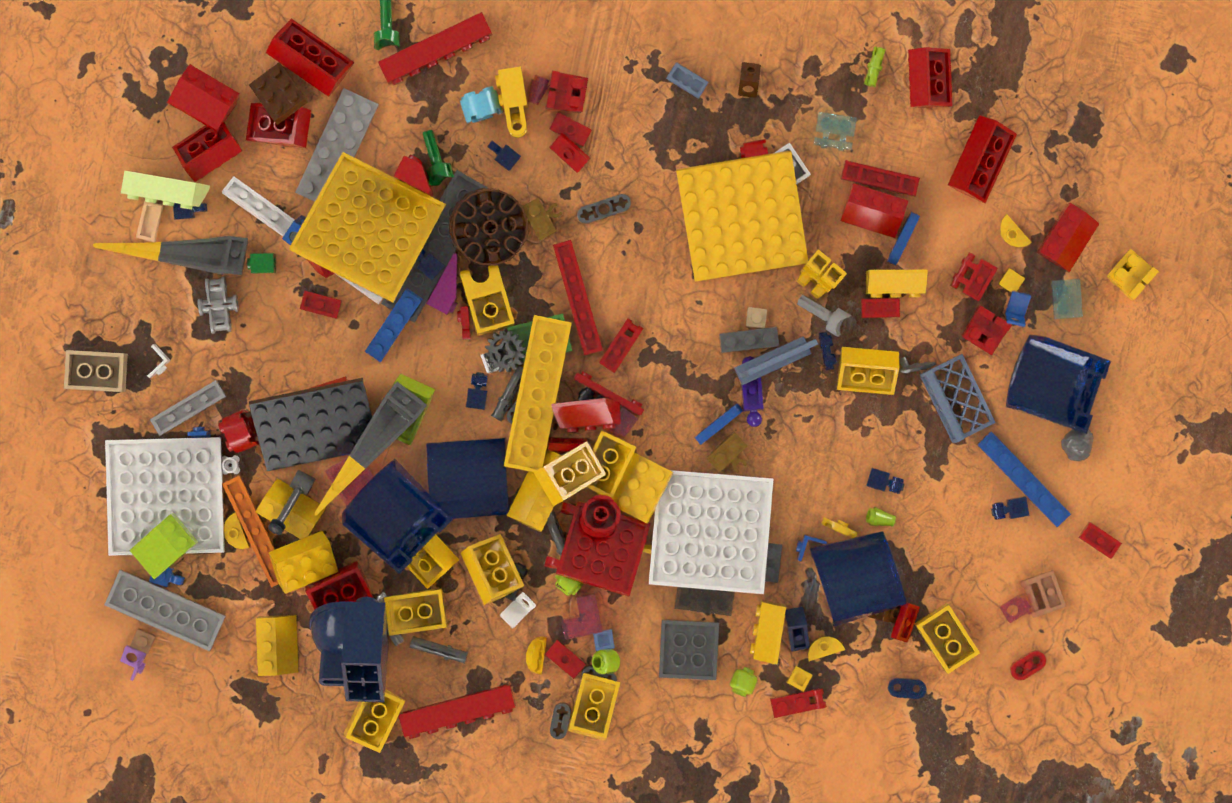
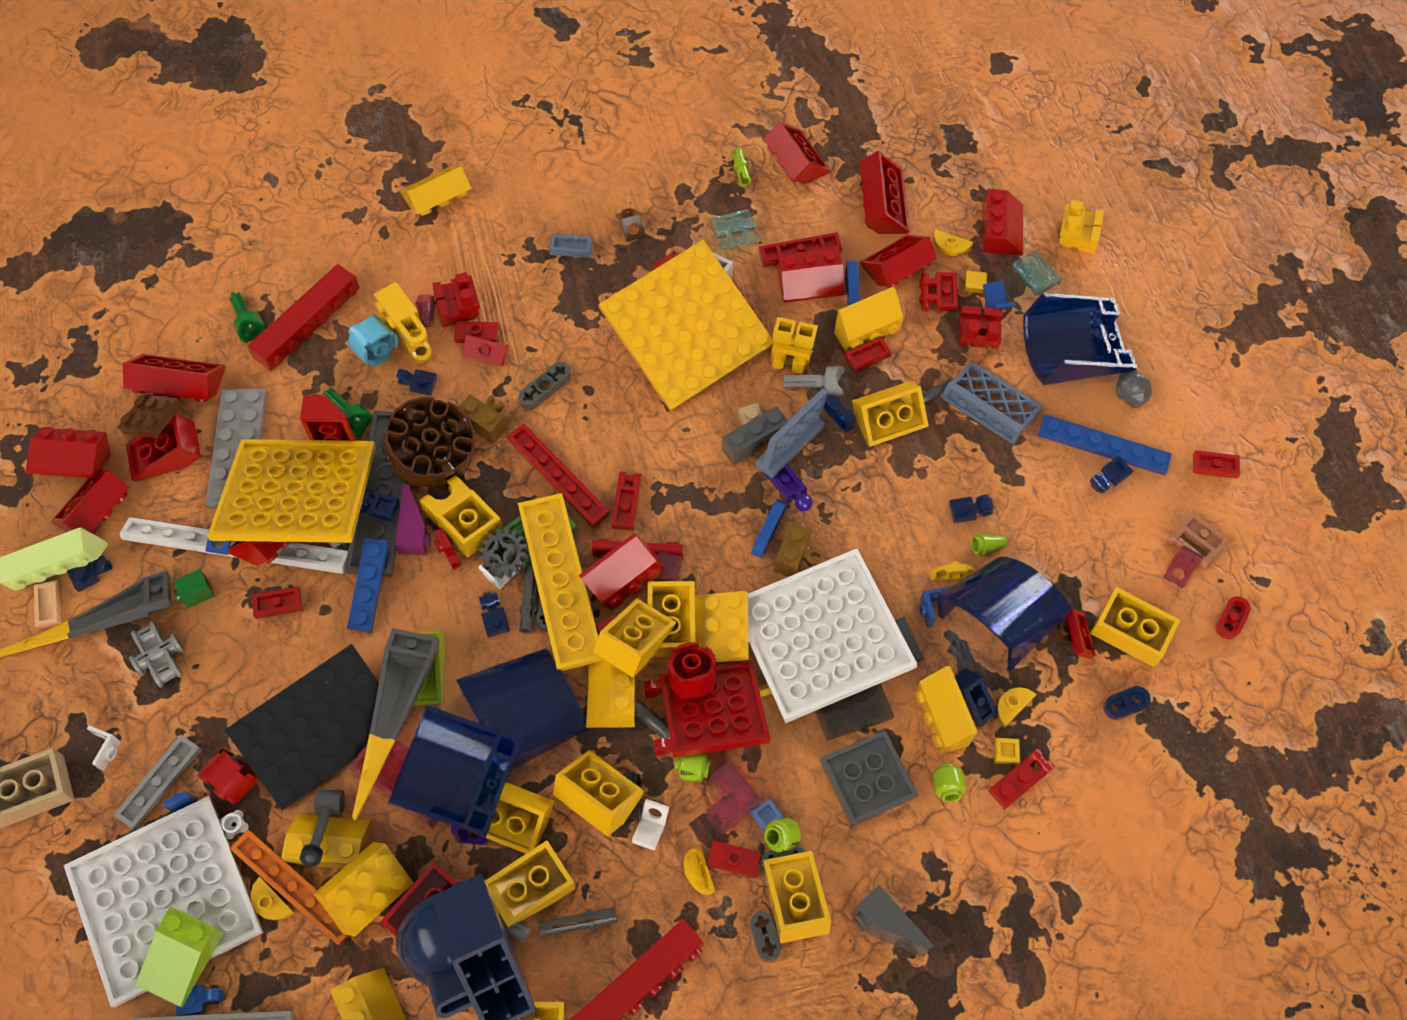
camera: 30 degrees left, 25 degrees down
(643, 753) = (887, 922): none -> dark grey slope
(957, 230) = (899, 260): none -> red slope

